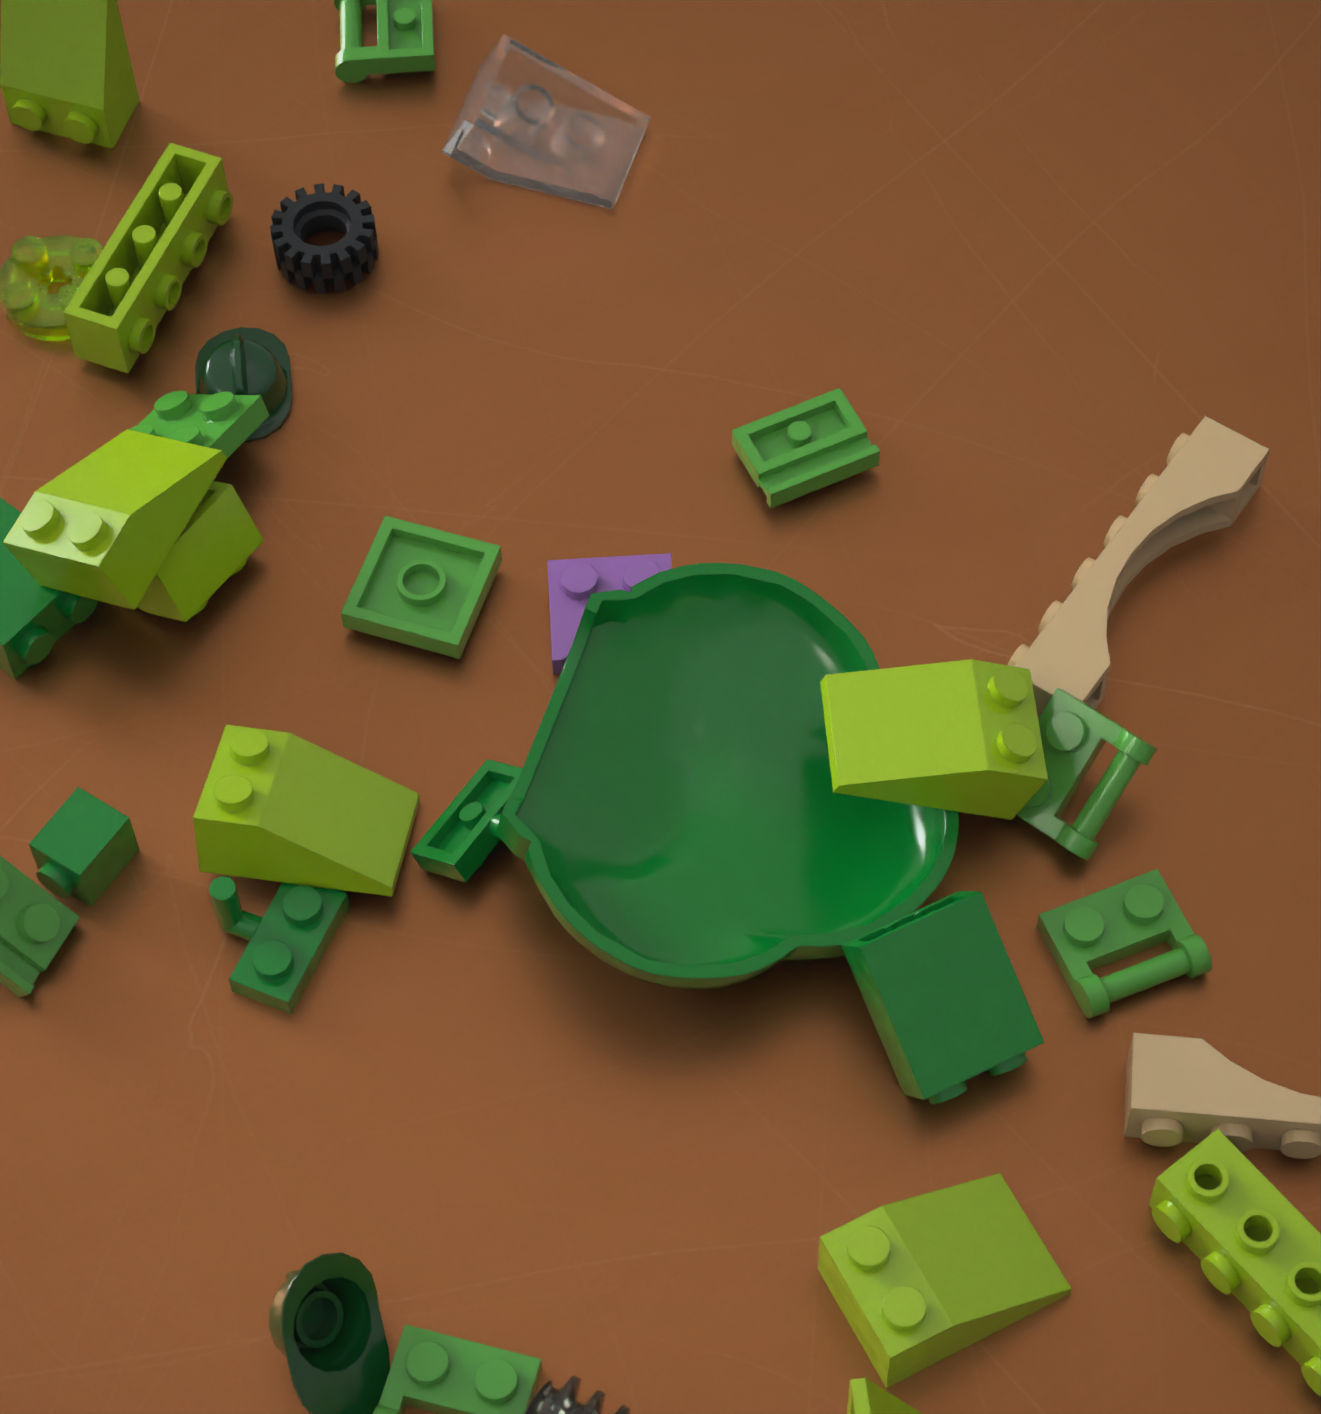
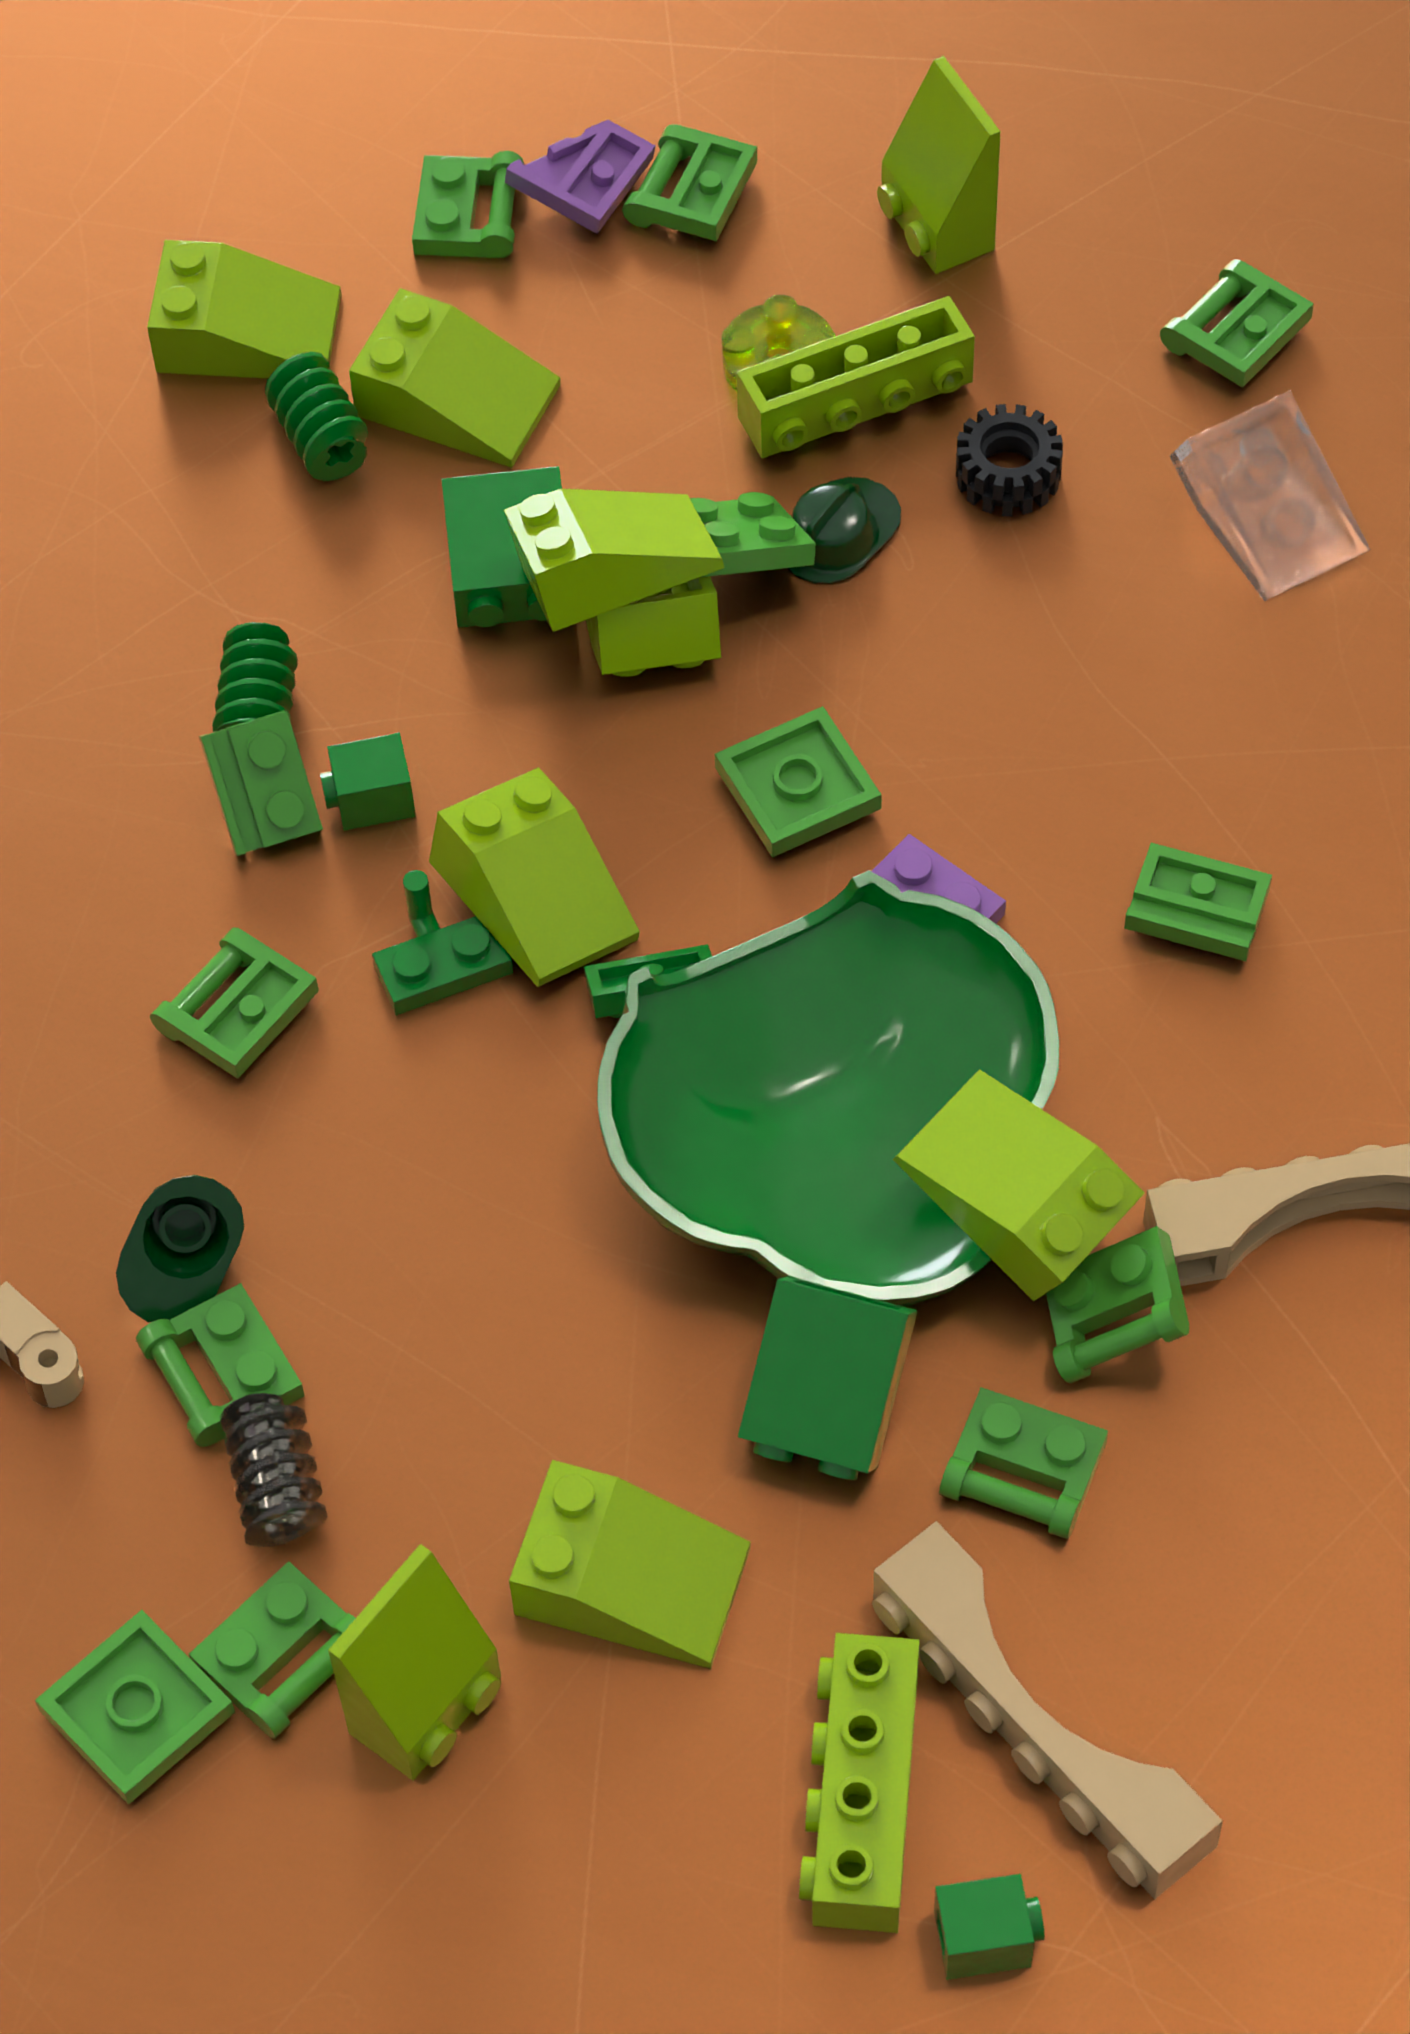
camera: 45 degrees right, 0 degrees up
(177, 1109) = (247, 1013): none -> bright green plate

